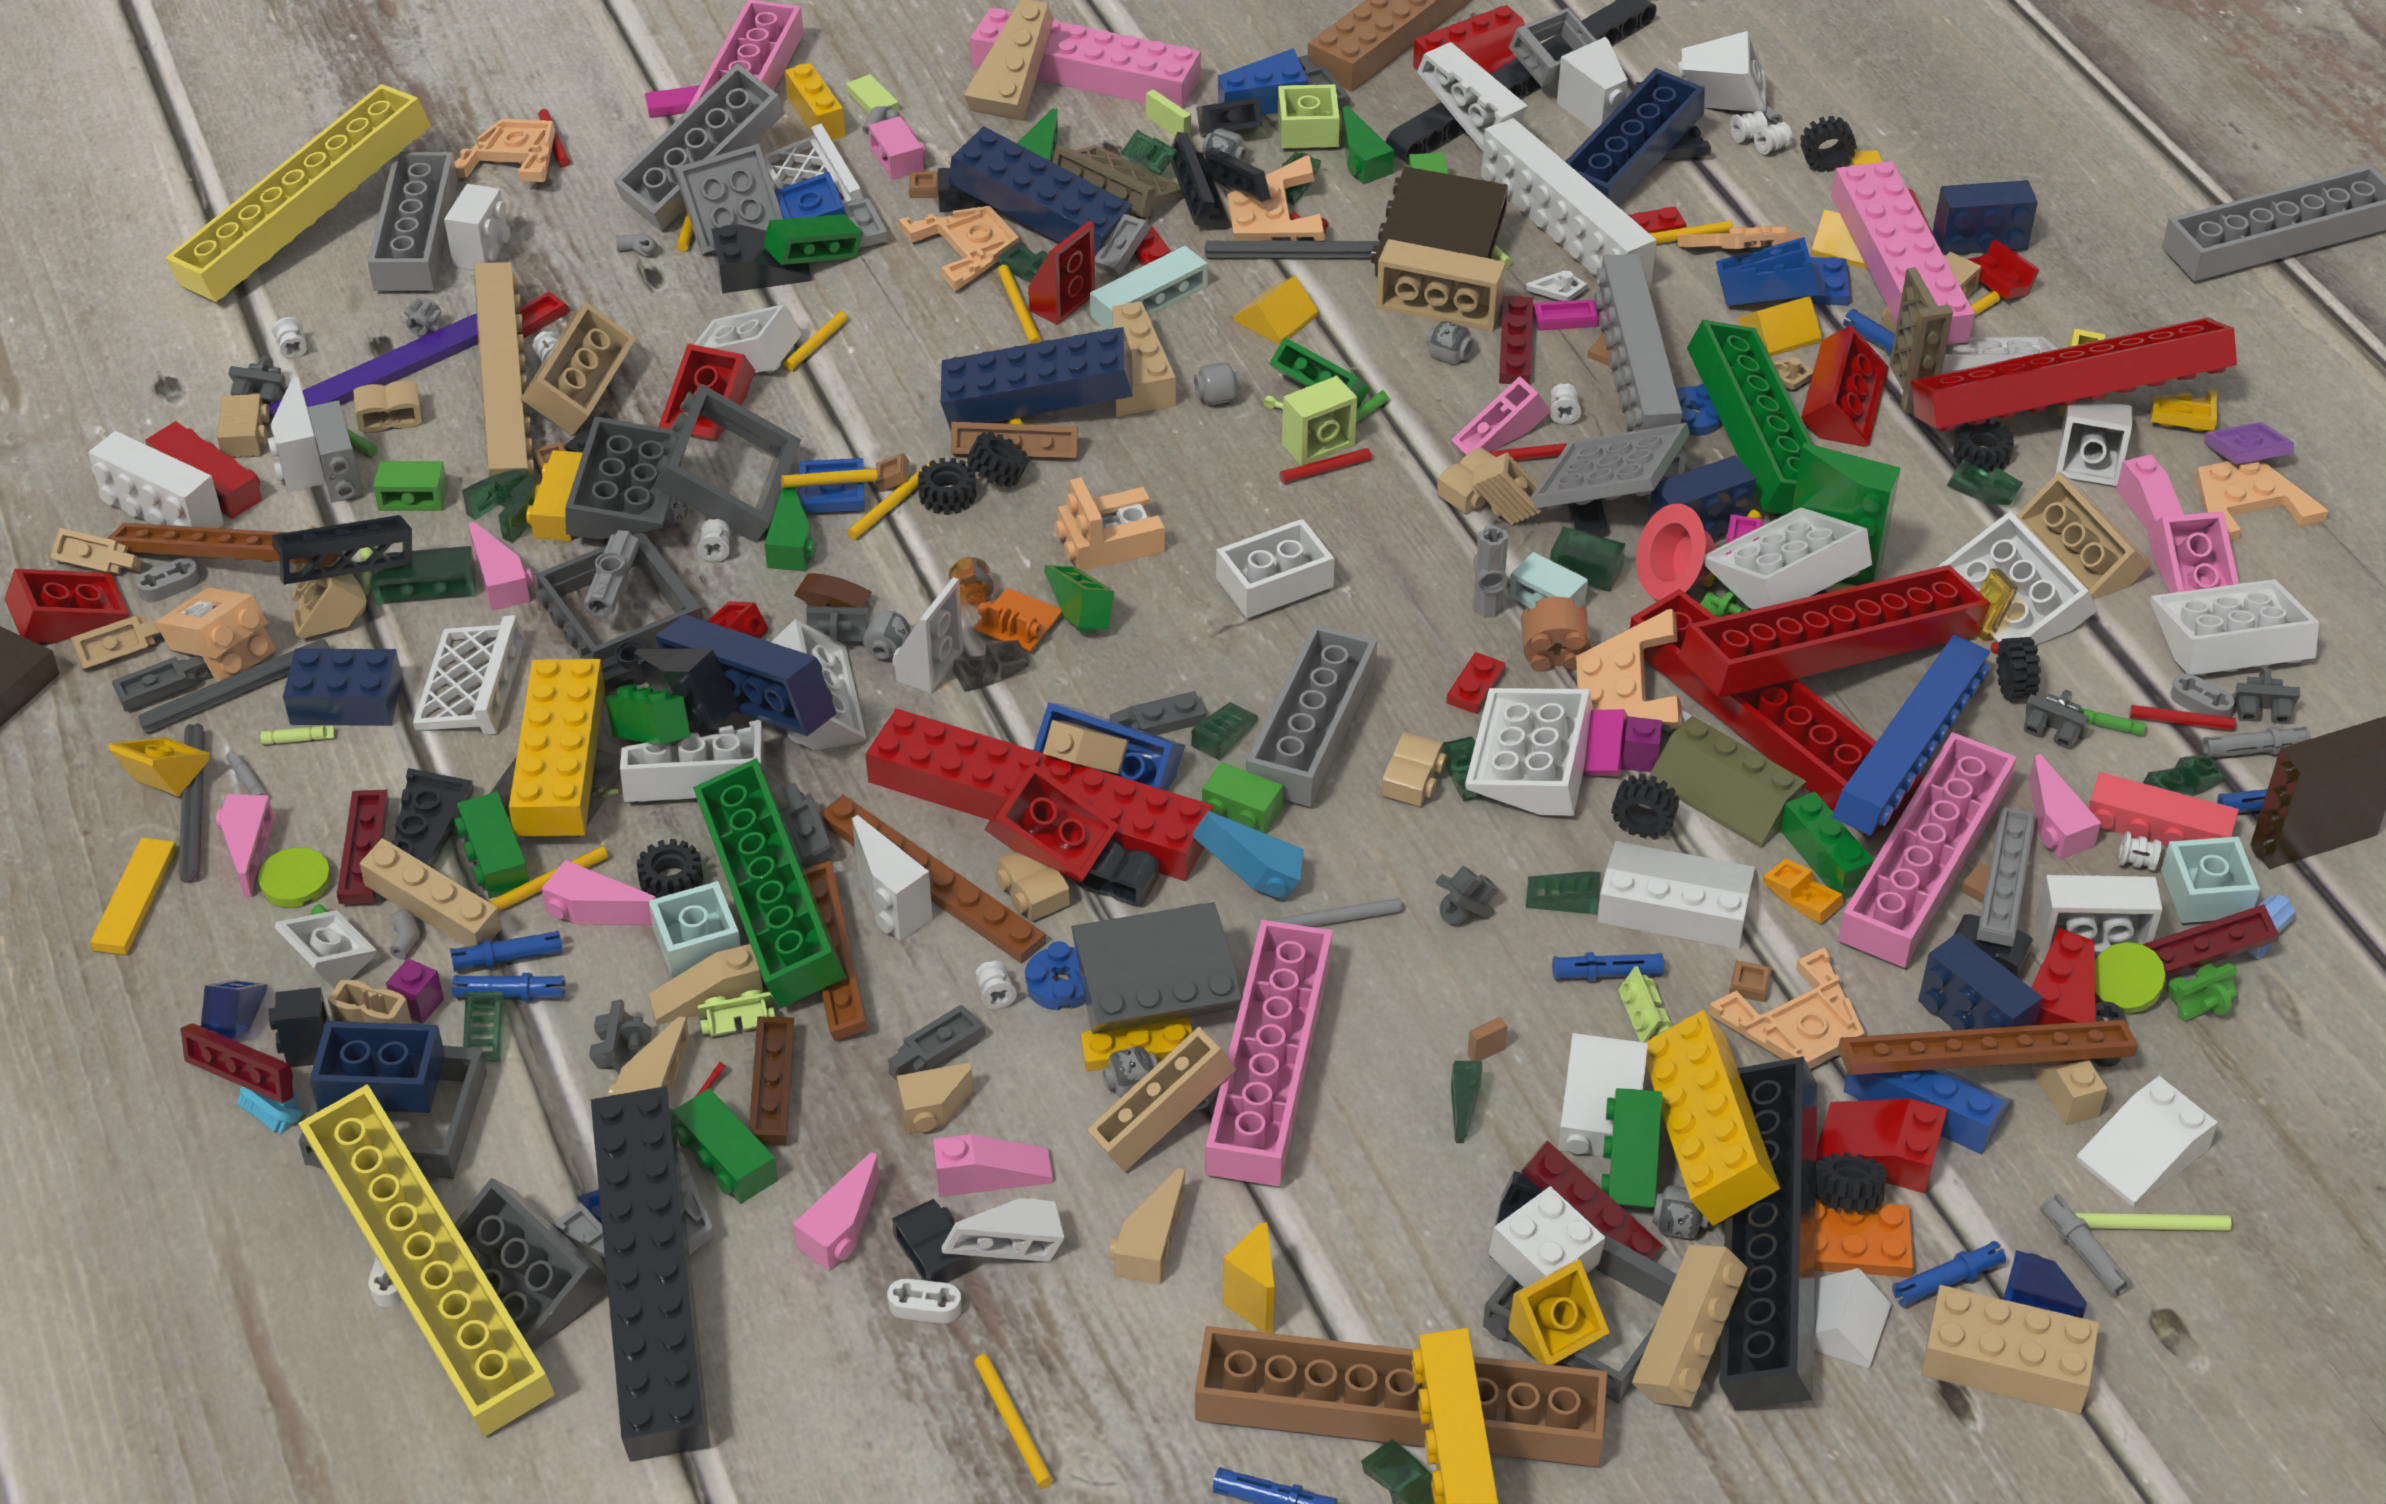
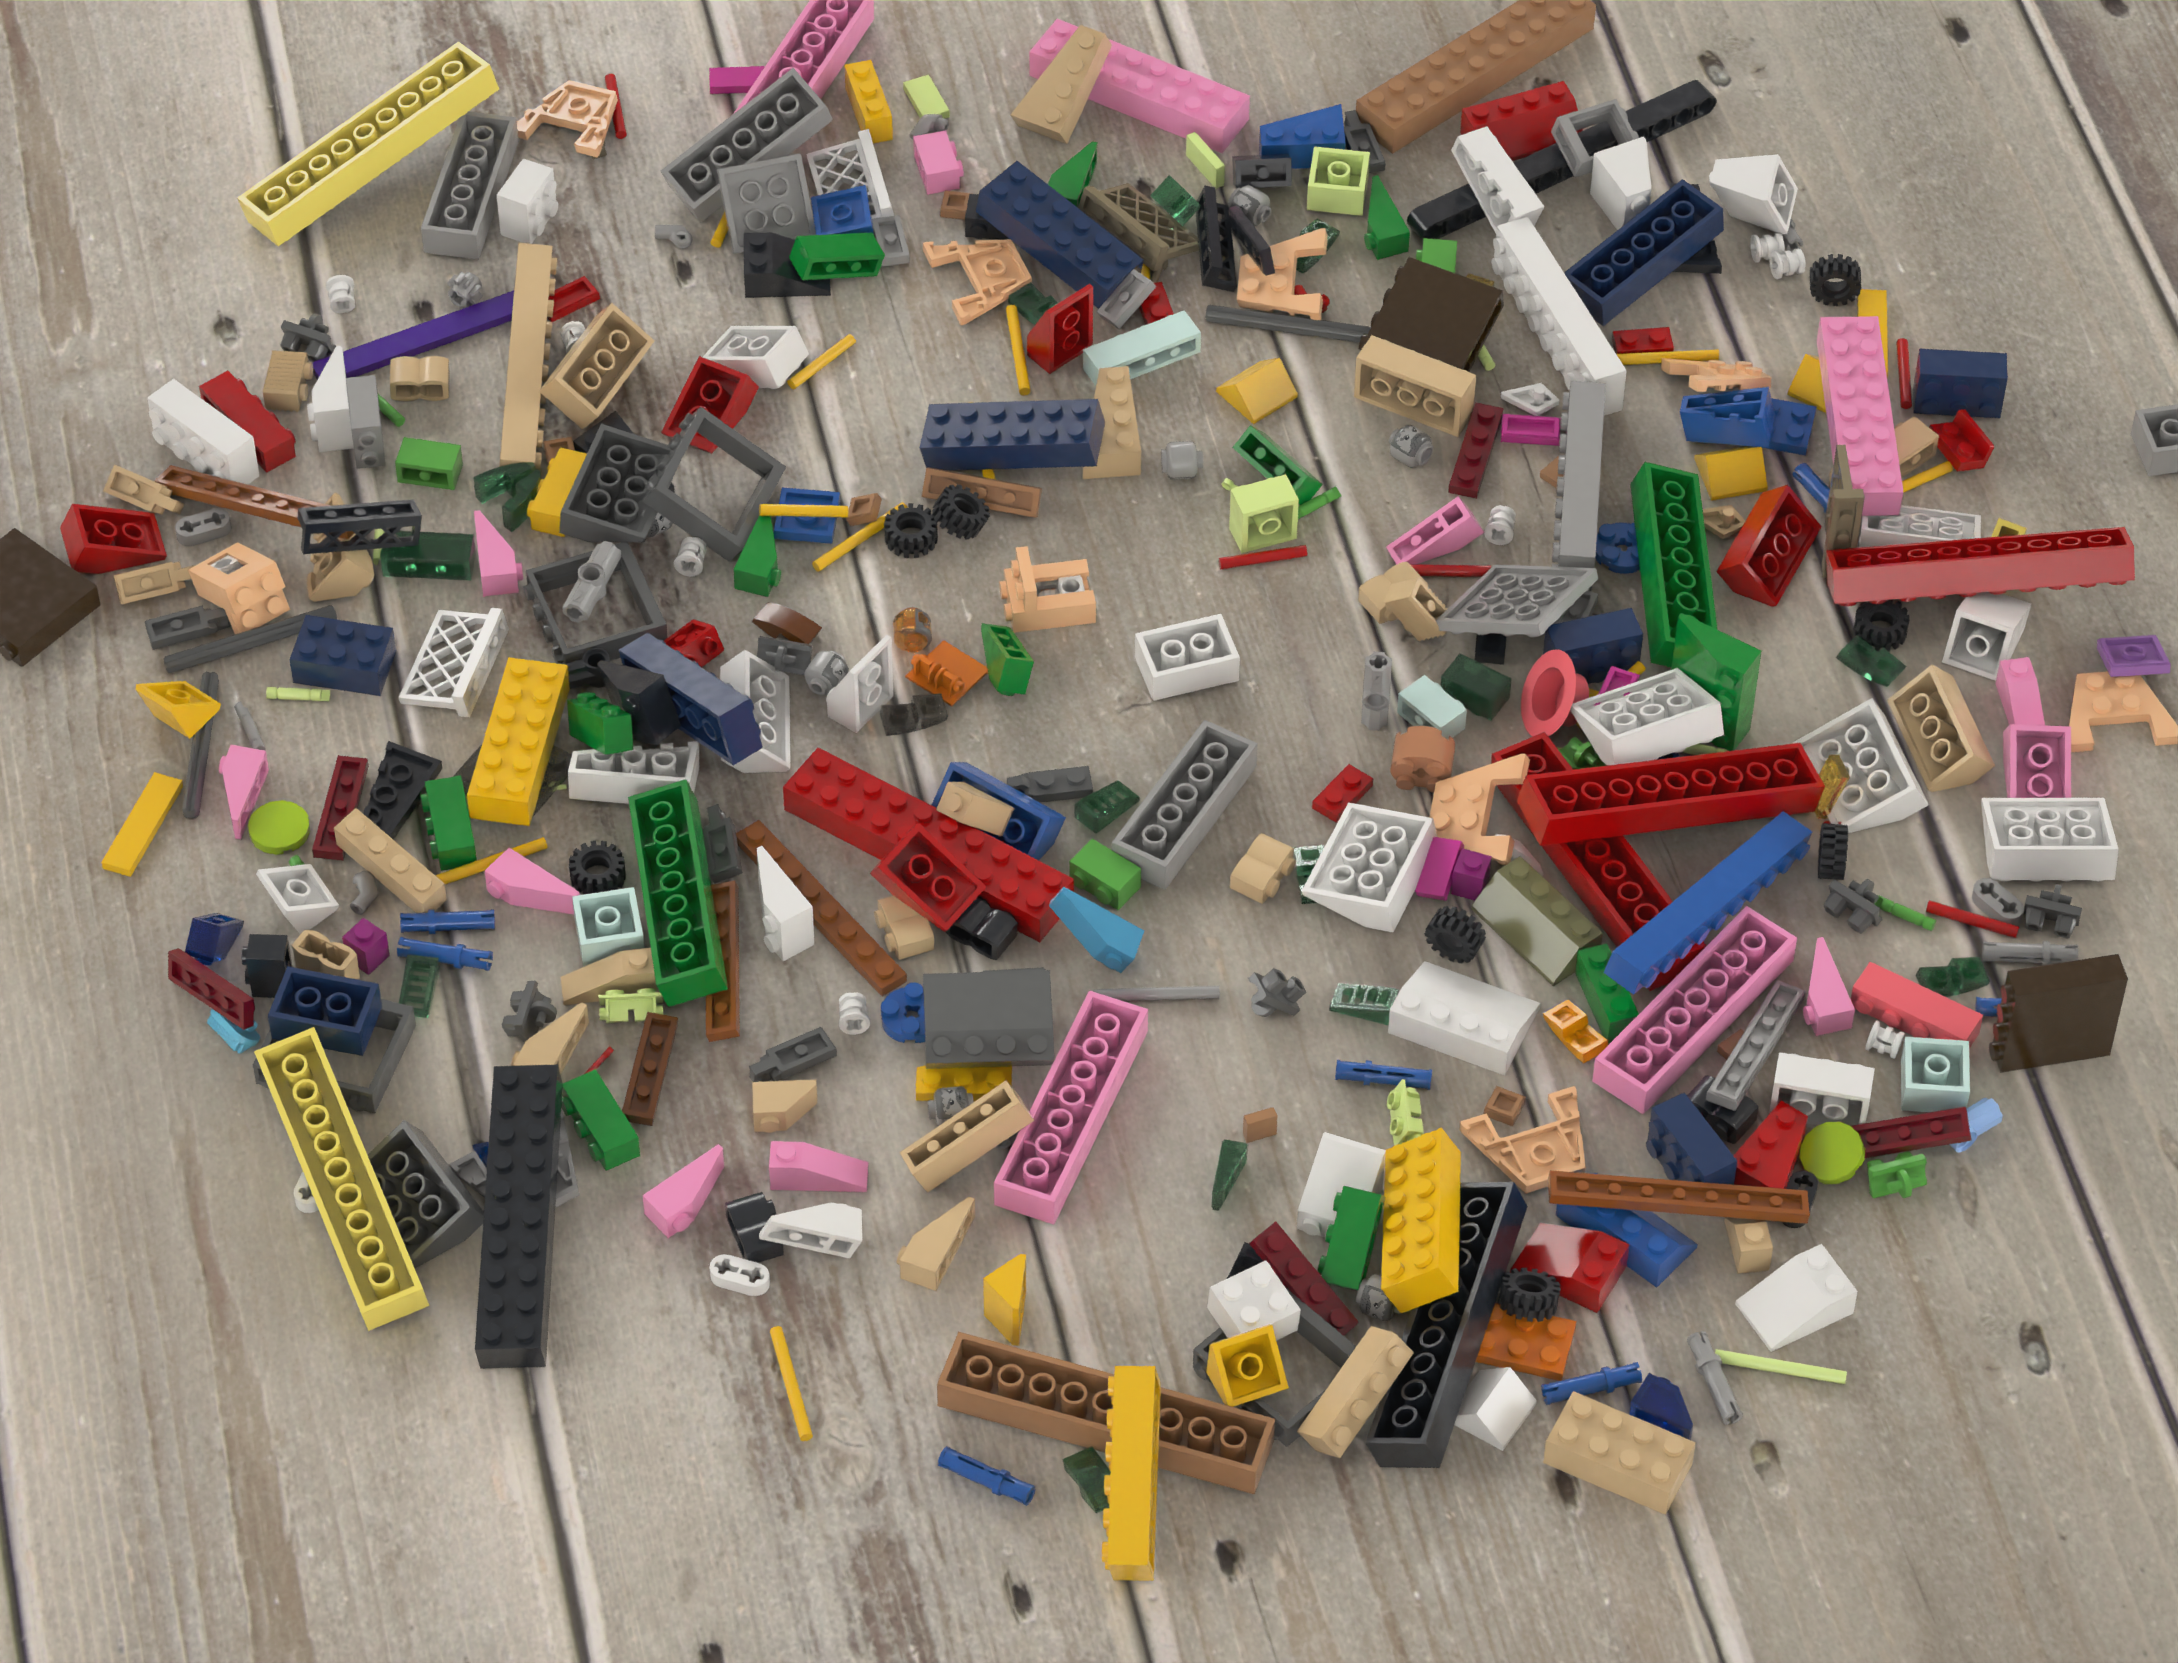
camera: 10 degrees right, 5 degrees up
(2181, 410) = (2087, 613): yellow wing -> none

